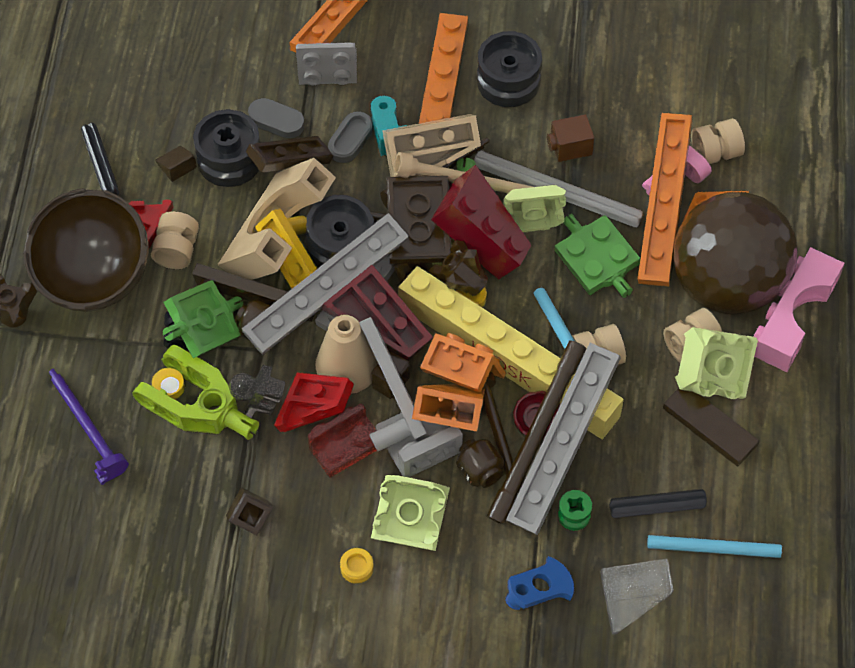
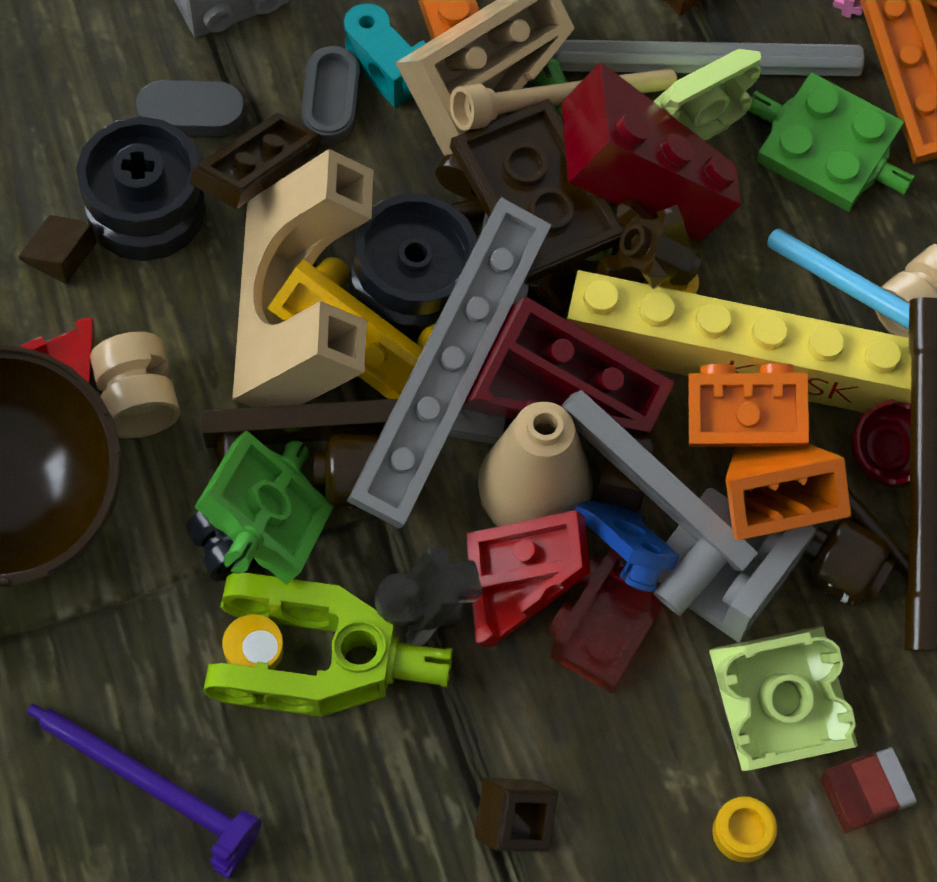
camera: 30 degrees left, 5 degrees up
(372, 405) = (632, 540): none -> blue piece
(427, 572) = (867, 789): none -> clear red piece

